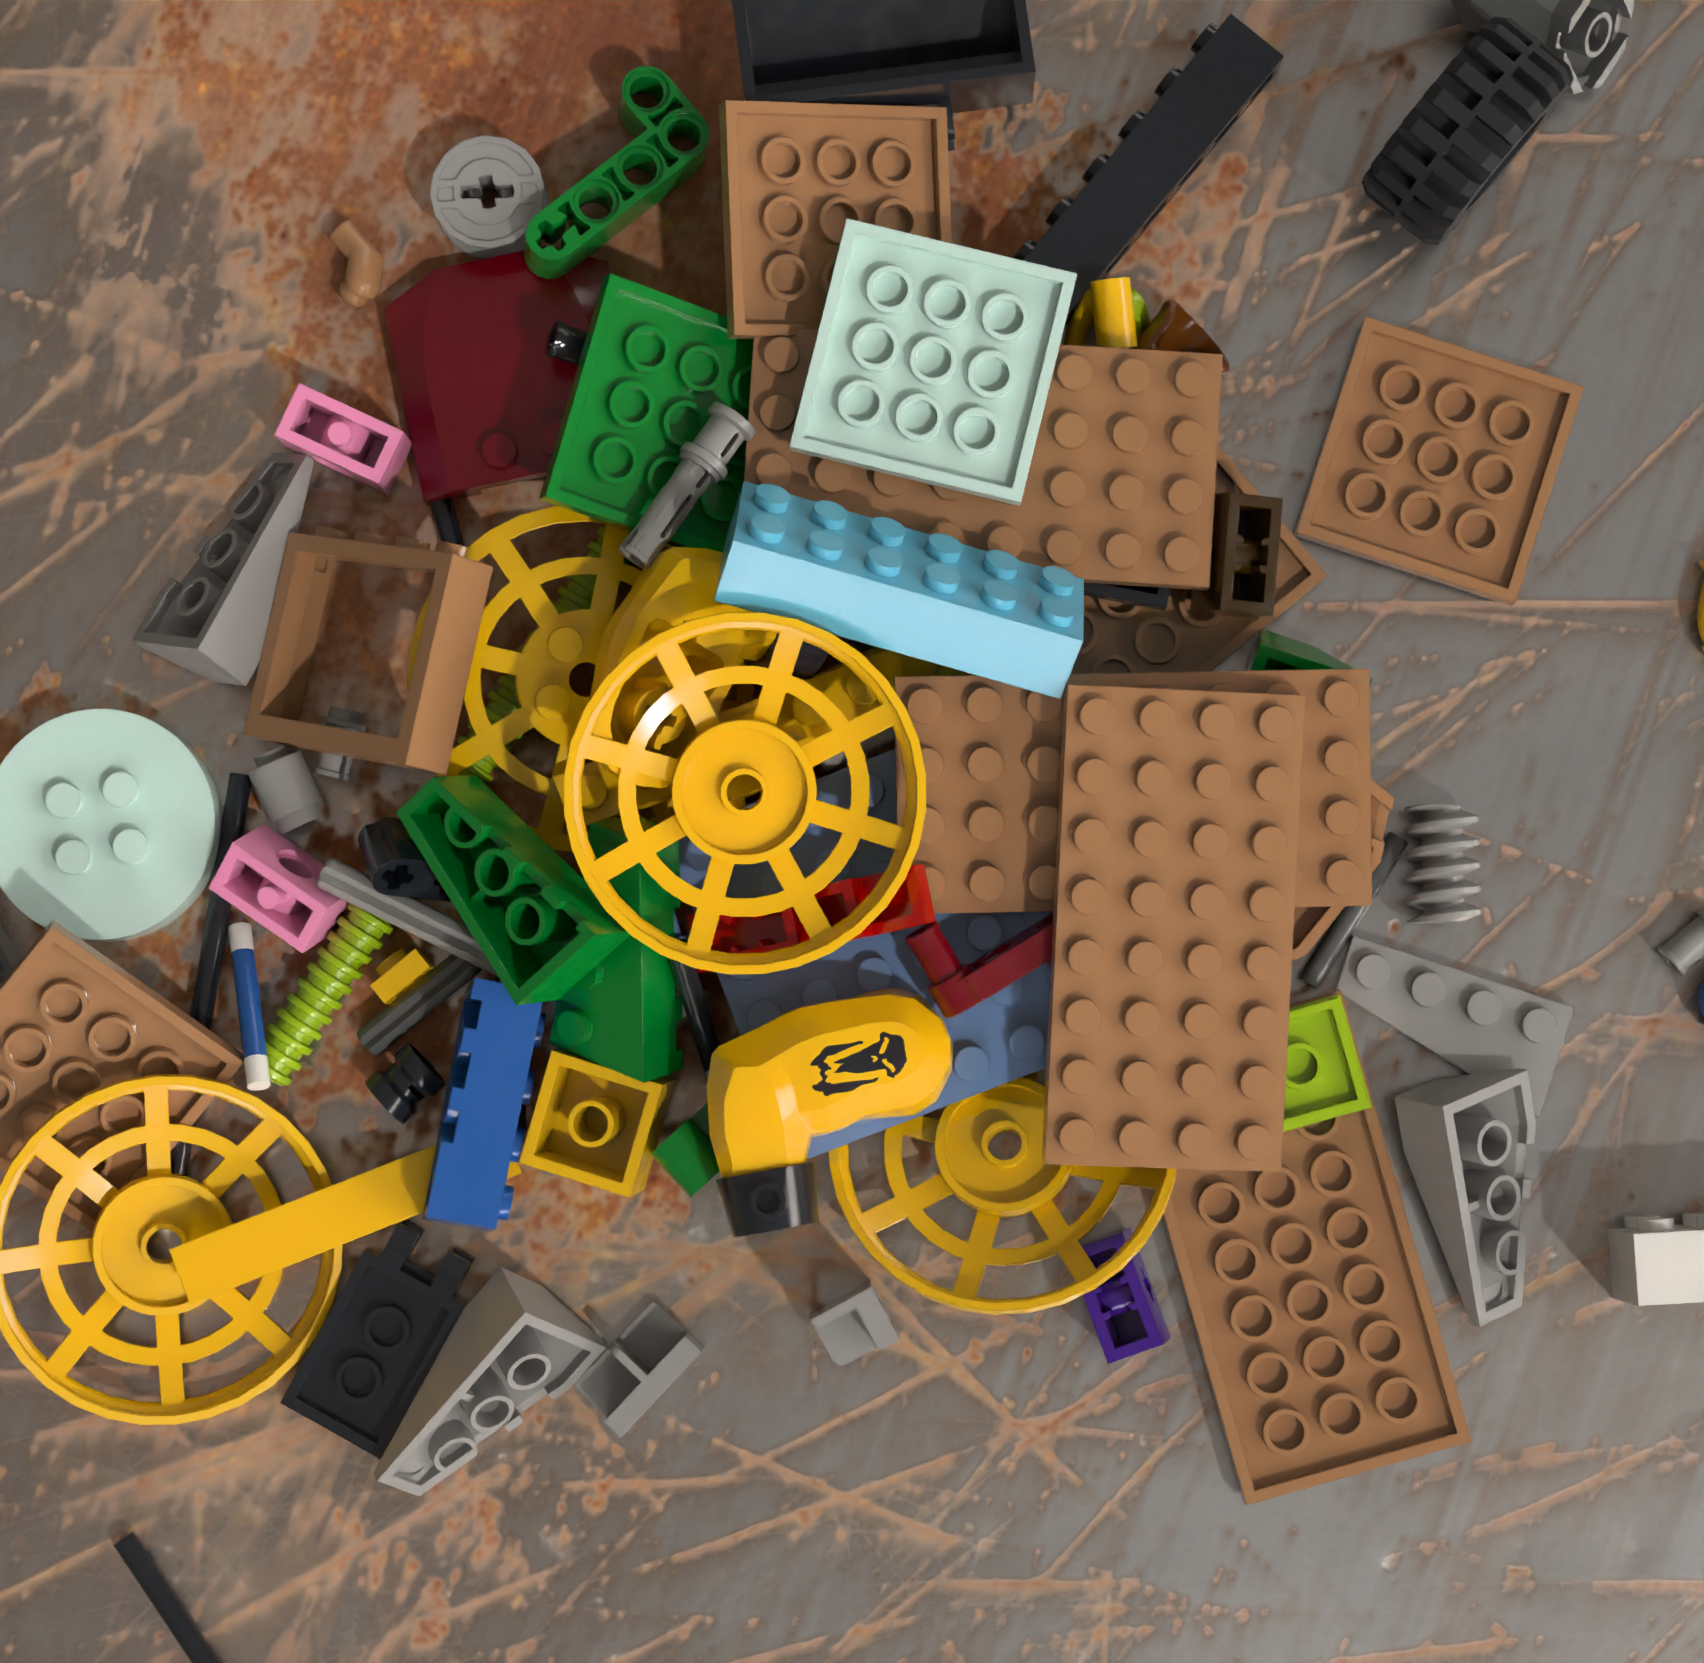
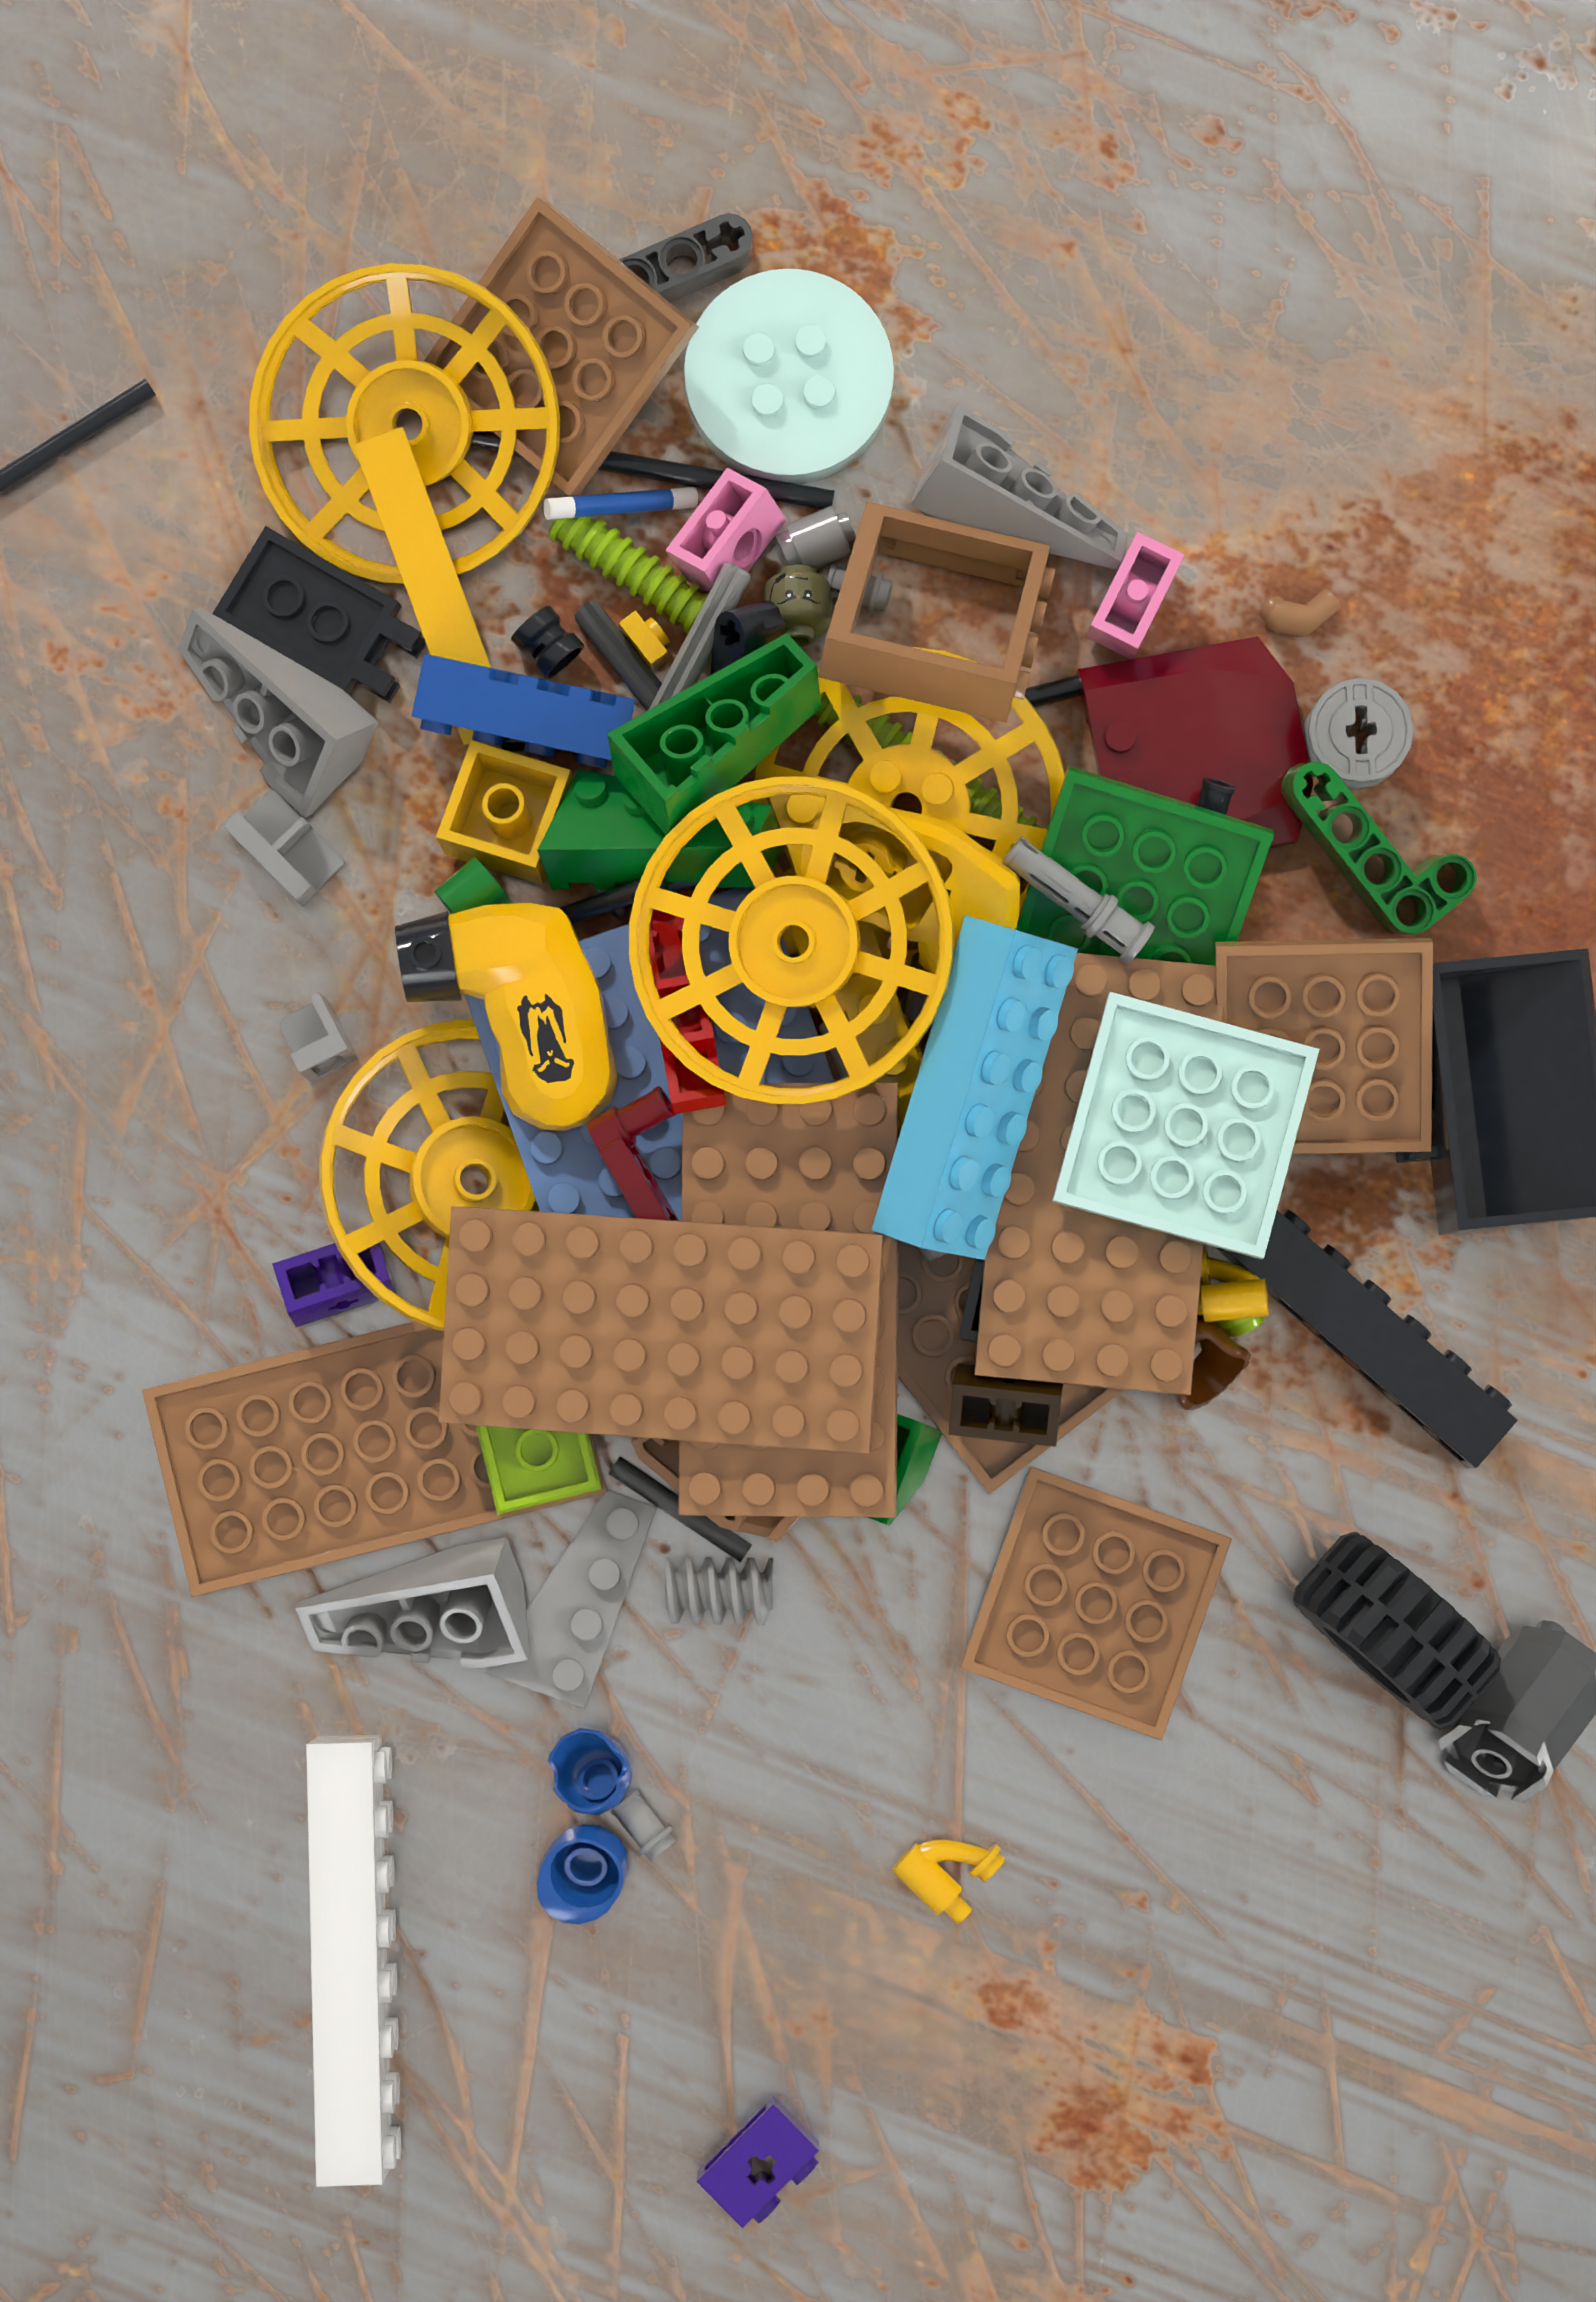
camera: 85 degrees right, 0 degrees up
(354, 801) = (802, 601): none -> olive head
(1644, 998) = (590, 1771): none -> blue hair

